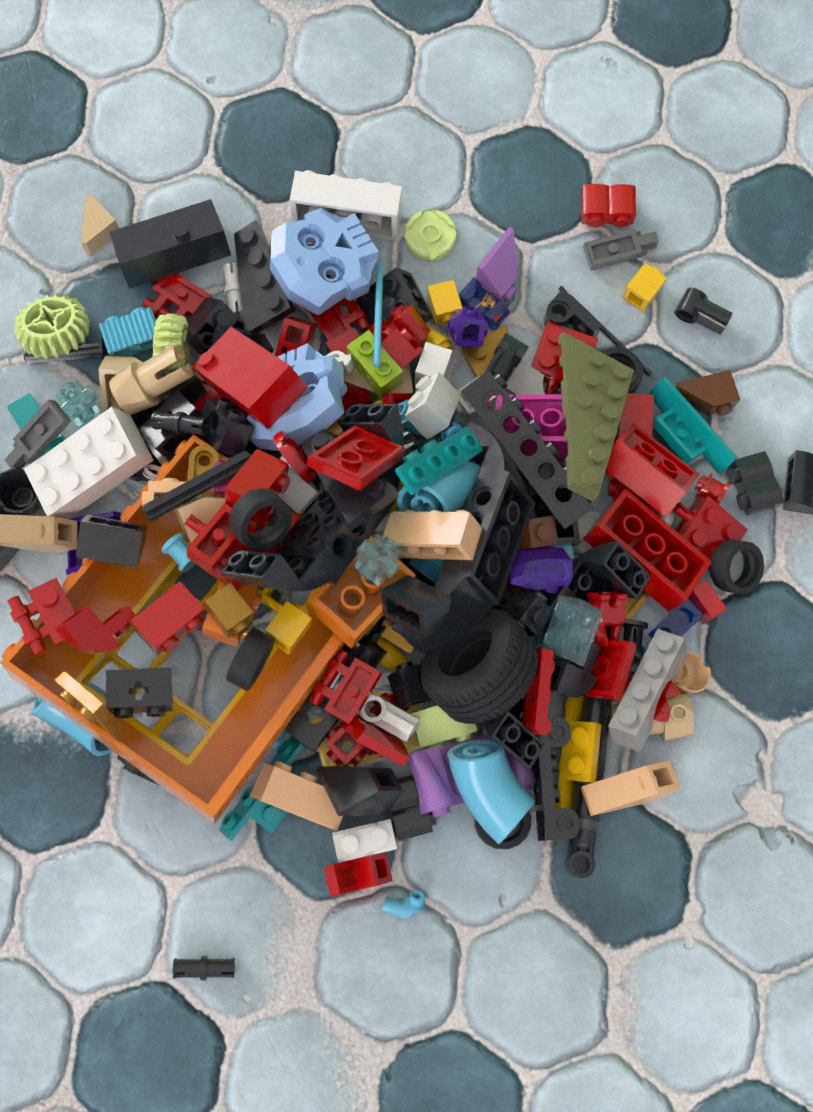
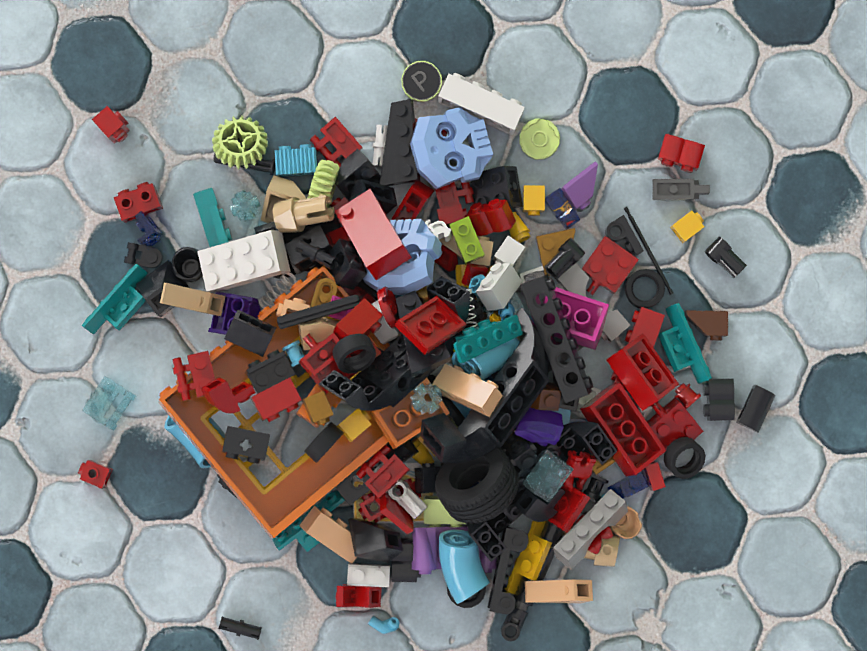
camera: 20 degrees right, 10 degrees up
(38, 434) = (213, 230): dark grey hinge -> none
(90, 706) = (213, 449): pearl gold wing -> none
(96, 226) = (291, 67): tan slope -> none
(149, 582) = (269, 372): none -> black bracket
(170, 243) = (341, 100): black brick -> none
(266, 203) = (421, 81): none -> black tile
(378, 314) = (479, 203): medium azure axle -> none
(399, 344) = (489, 232): red brick -> none
(473, 333) = (544, 227): dark purple brick -> none
(539, 695) = (511, 515): red plate -> none
(592, 405) = (613, 316): olive wing -> none

